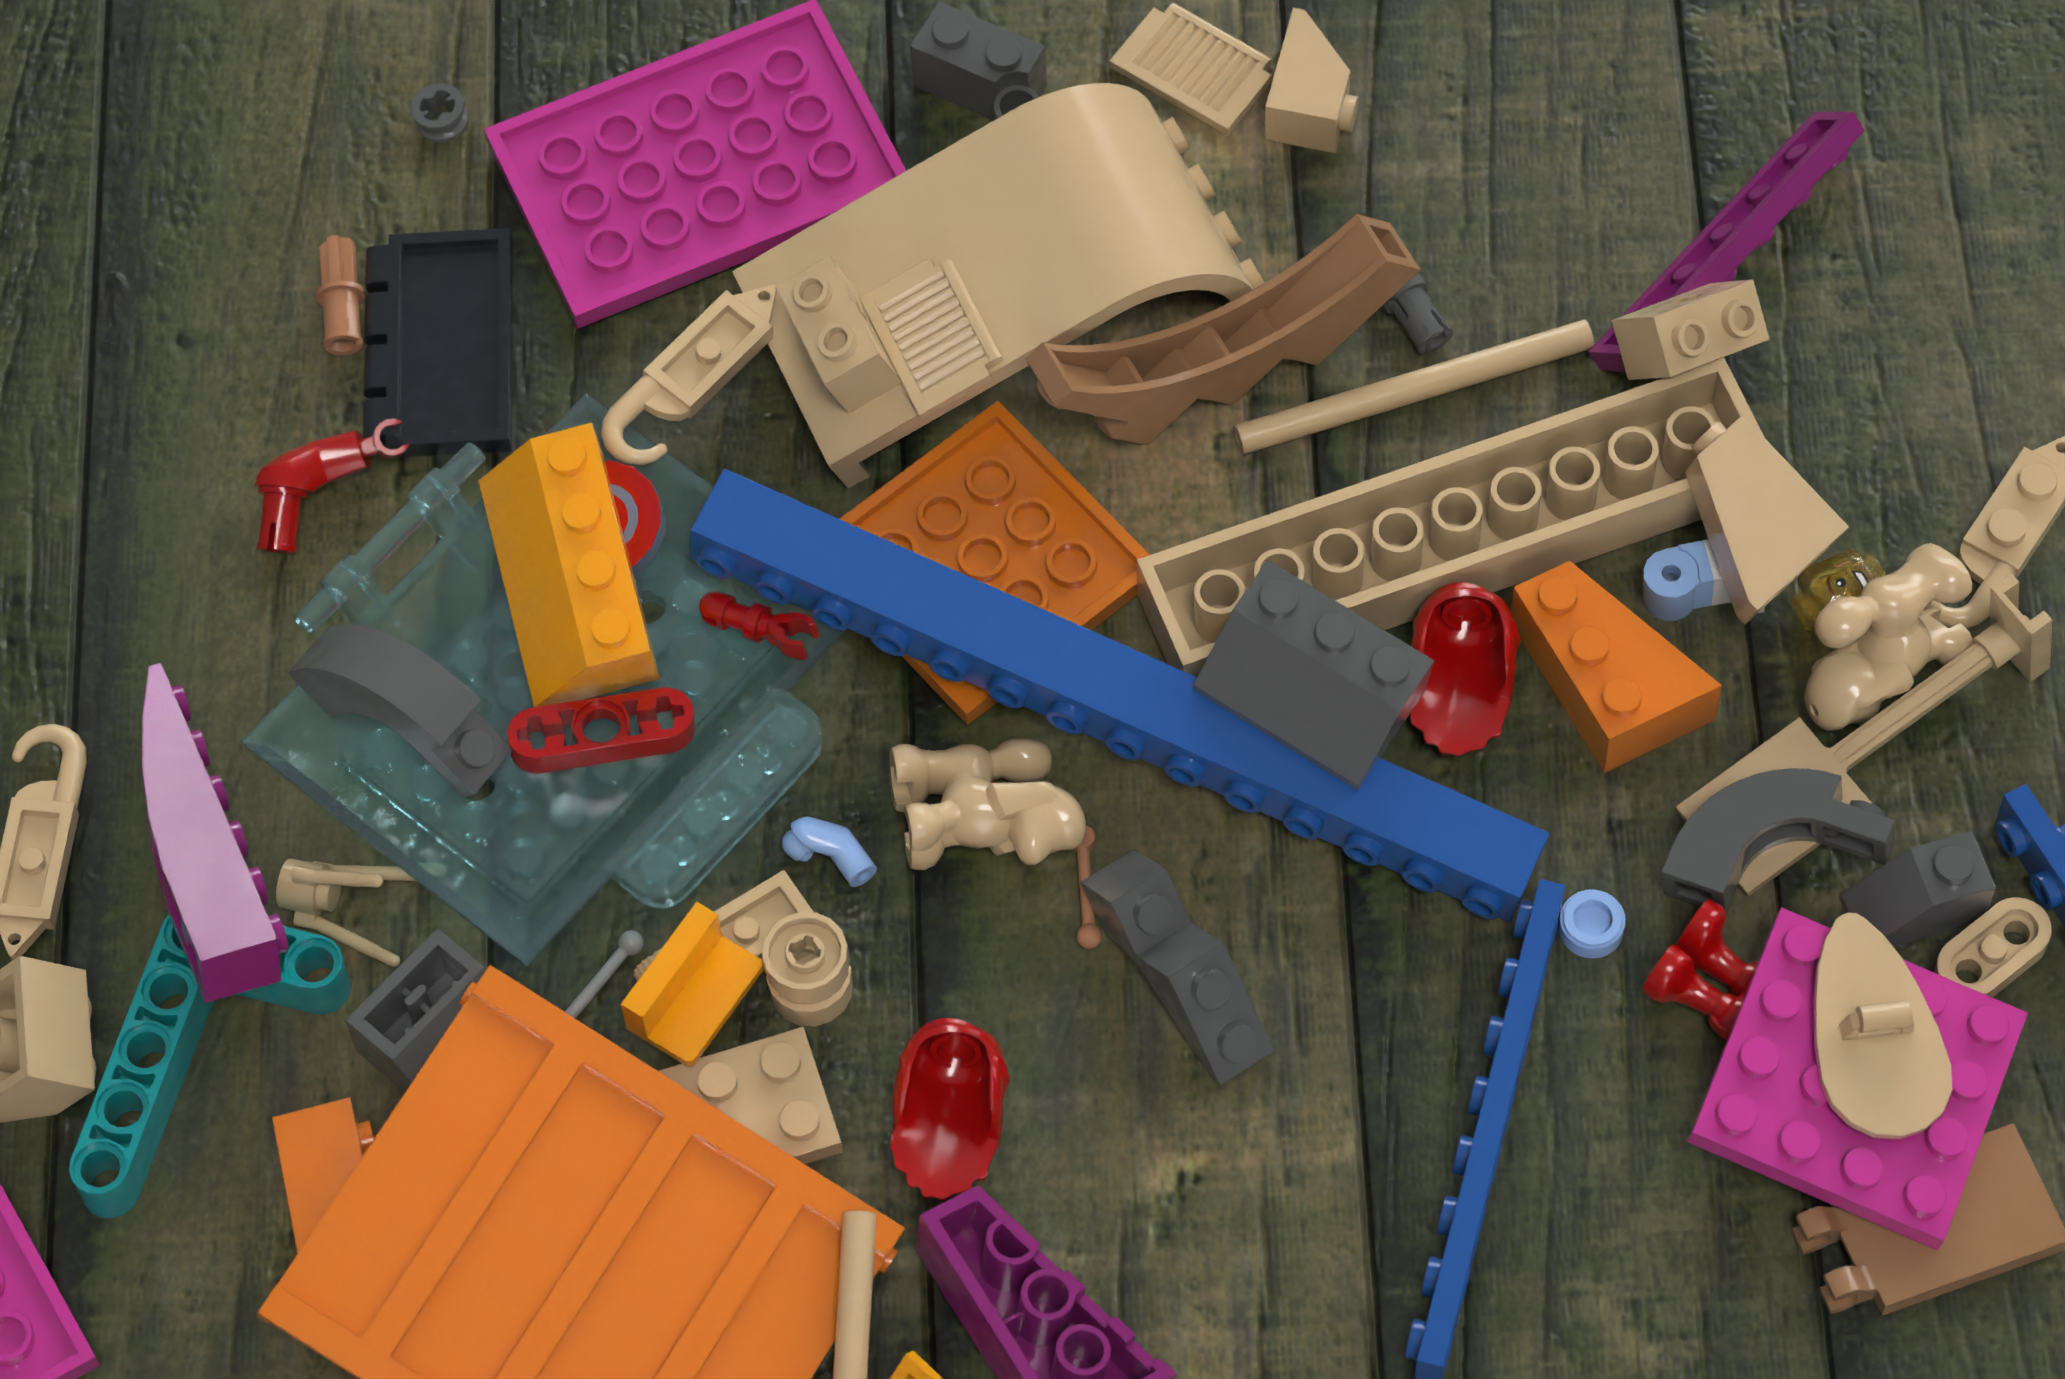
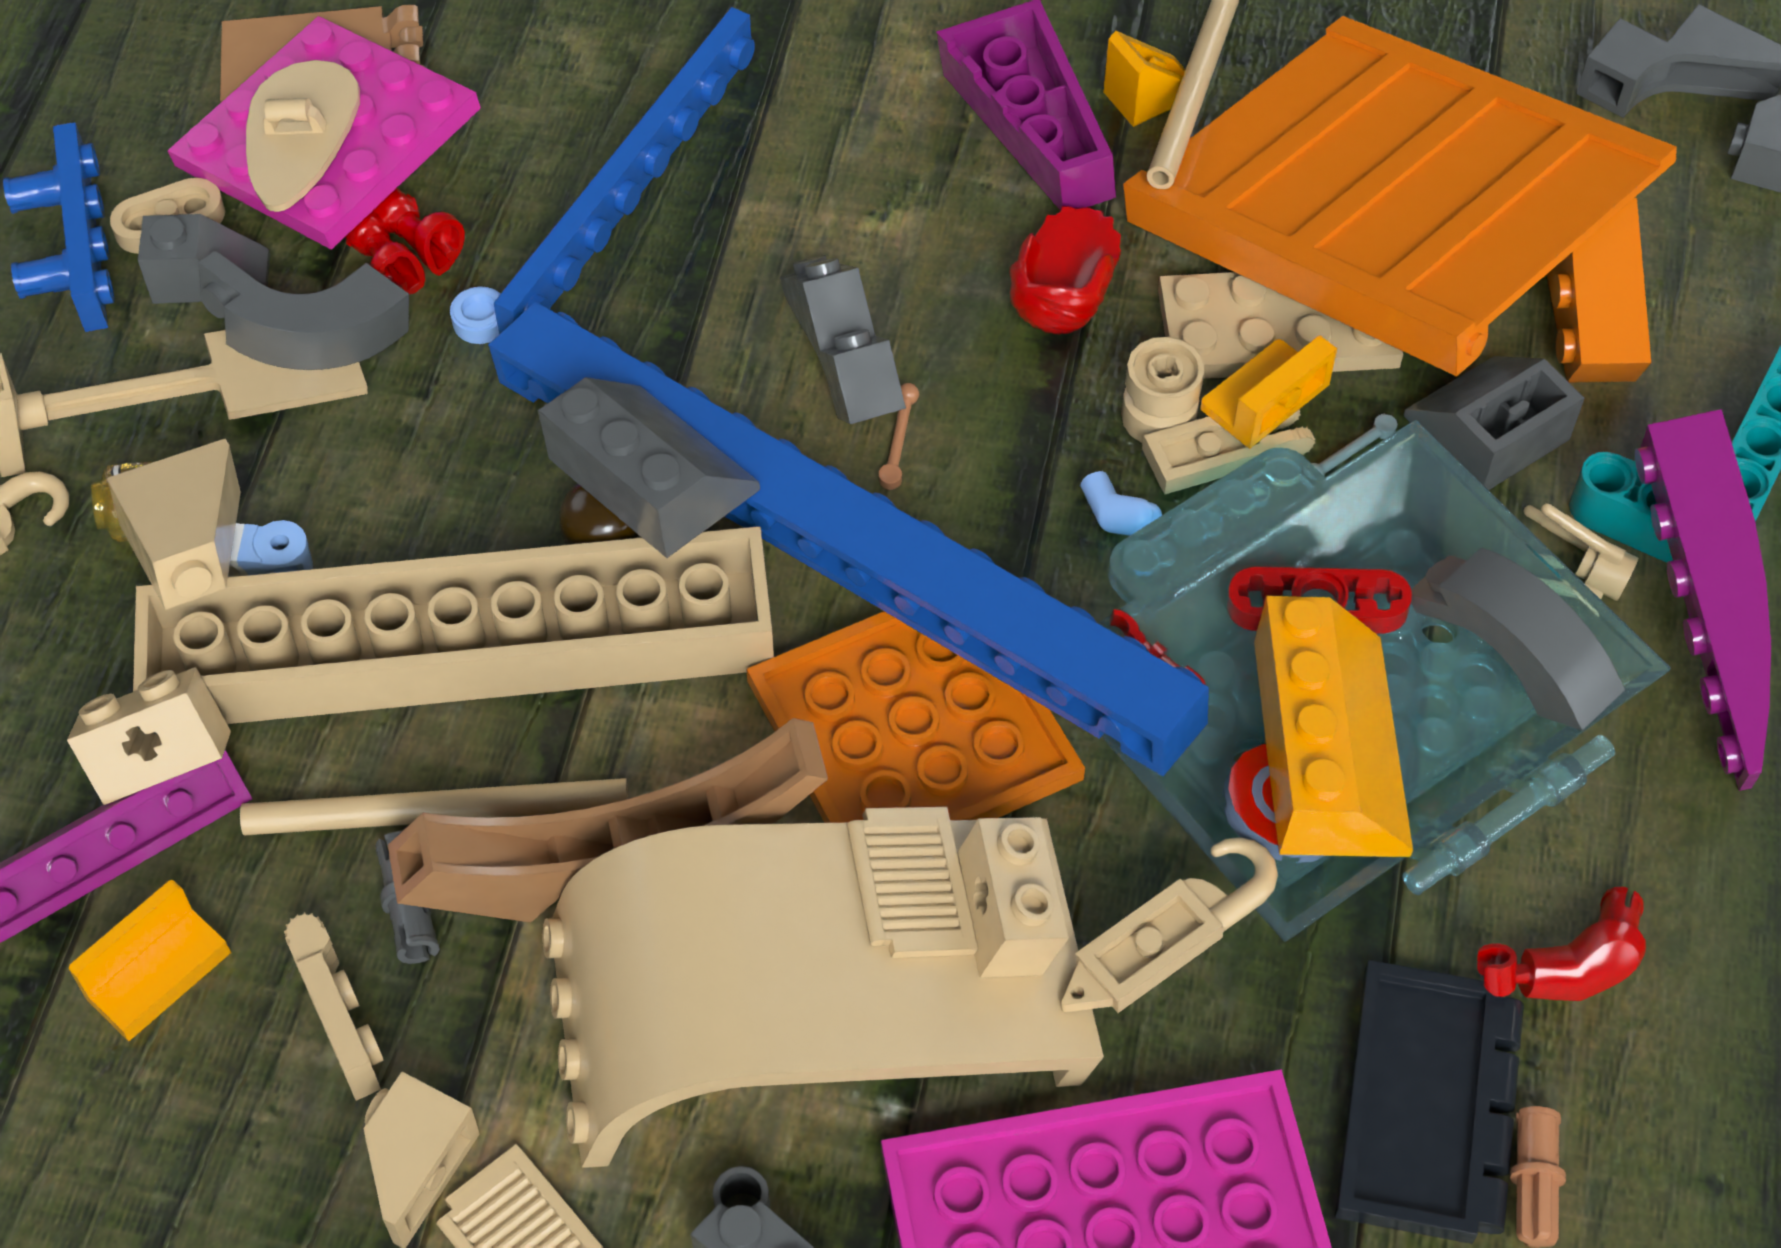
camera: 170 degrees left, 5 degrees down
(975, 812) = (984, 485): tan animal -> none
(1429, 185) = (332, 1000): none -> tan hinge
(1473, 670) = (505, 505): red hair -> none
(1605, 189) = (148, 960): none -> light orange panel
(1609, 667) = (368, 476): orange wedge -> none
(1885, 638) = (138, 425): tan animal -> none

